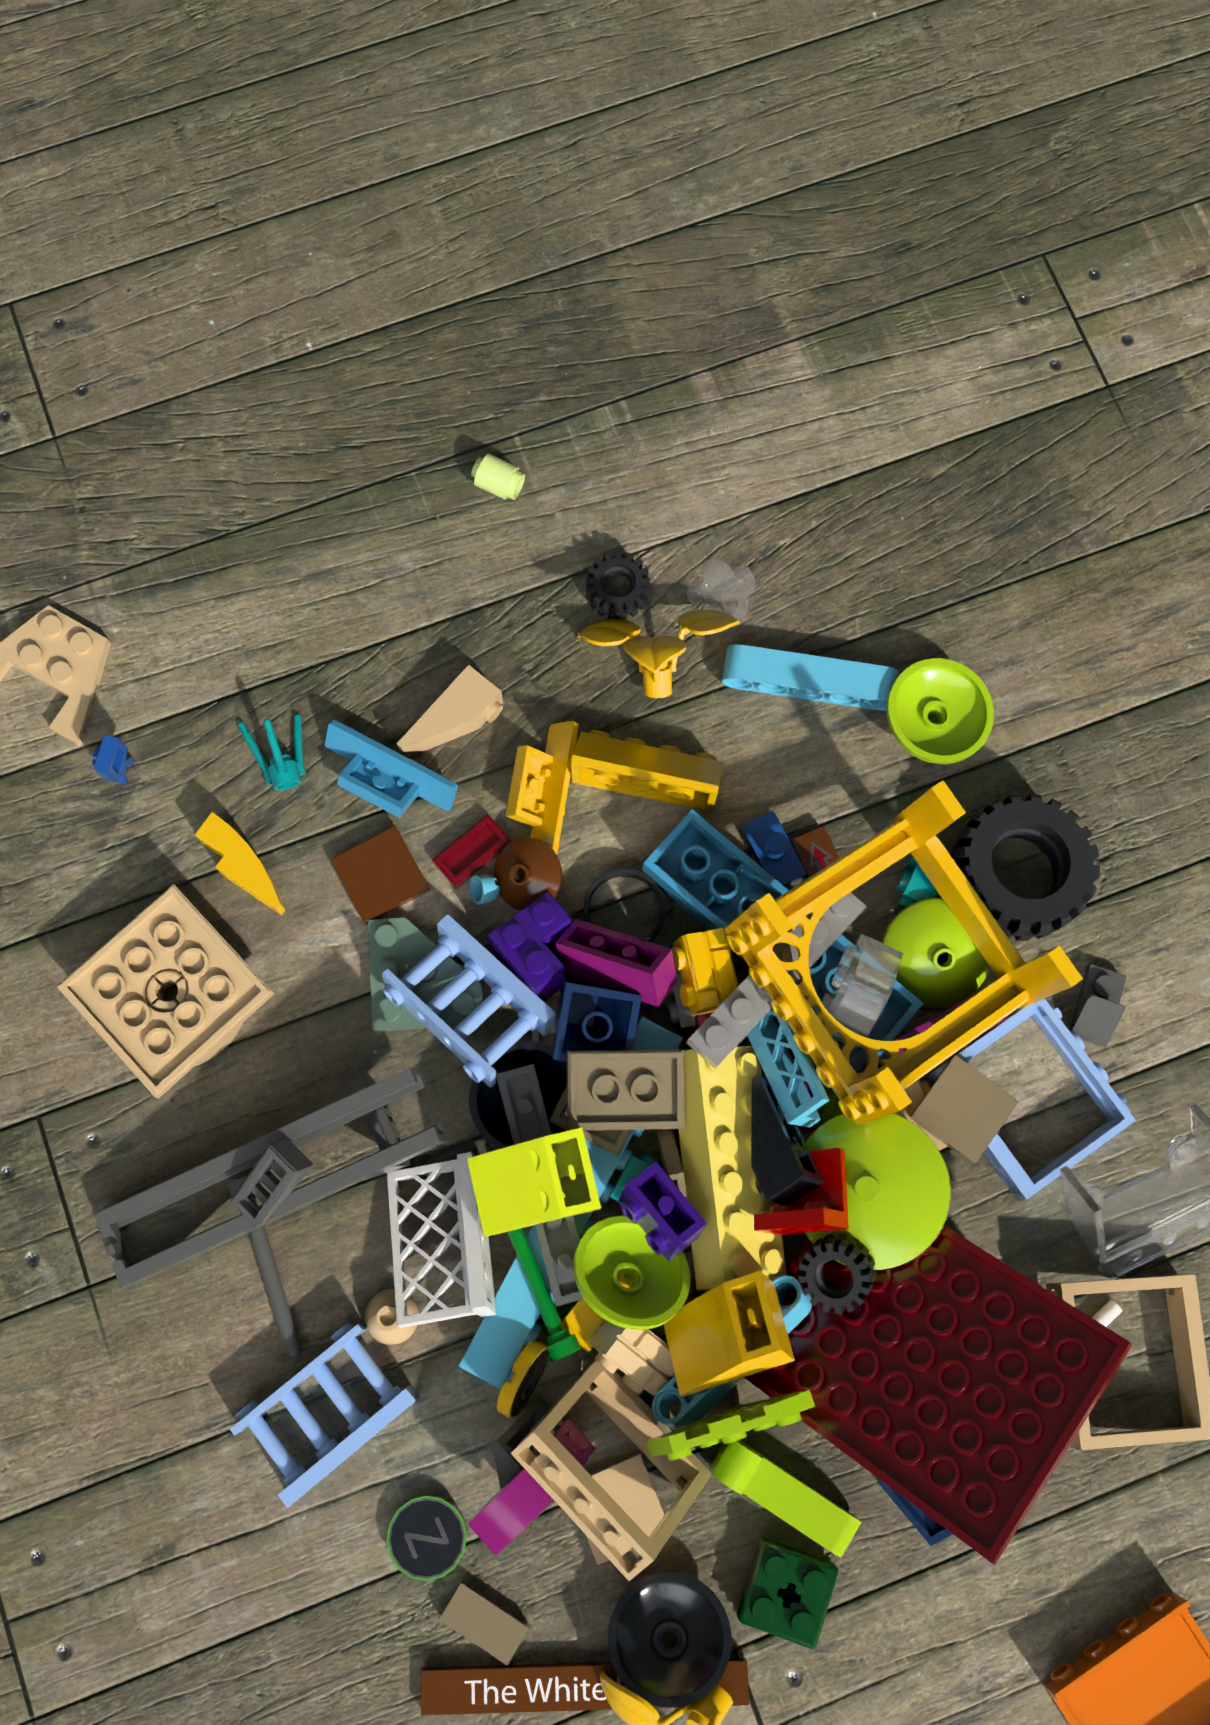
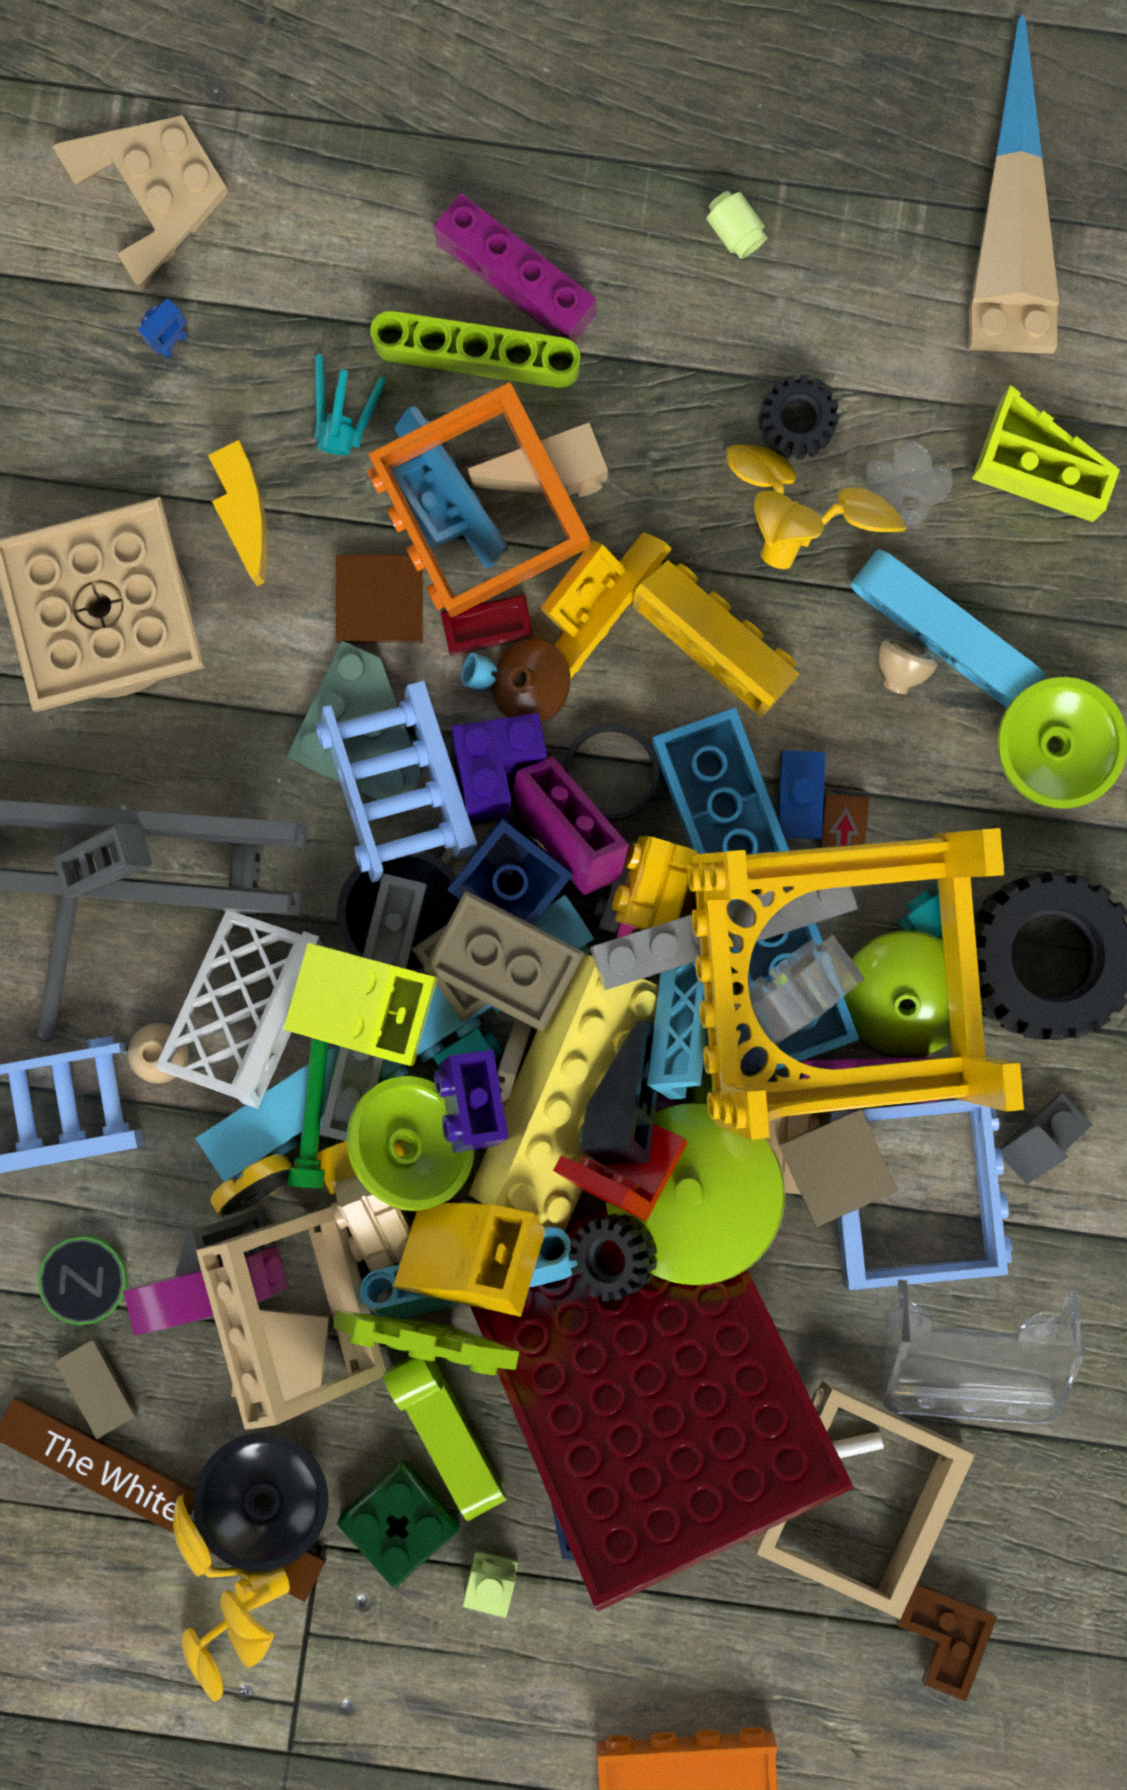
camera: 30 degrees right, 10 degrees up
(338, 653) = (460, 335): none -> lime beam
(354, 588) = (514, 269): none -> magenta brick
(404, 680) = (458, 421): none -> orange window
(713, 411) = (1015, 271): none -> tan plate
(794, 718) = (904, 665): none -> tan brick
(809, 526) = (1043, 462): none -> neon yellow wedge
(888, 1600) = (490, 1583): none -> yellowish green brick

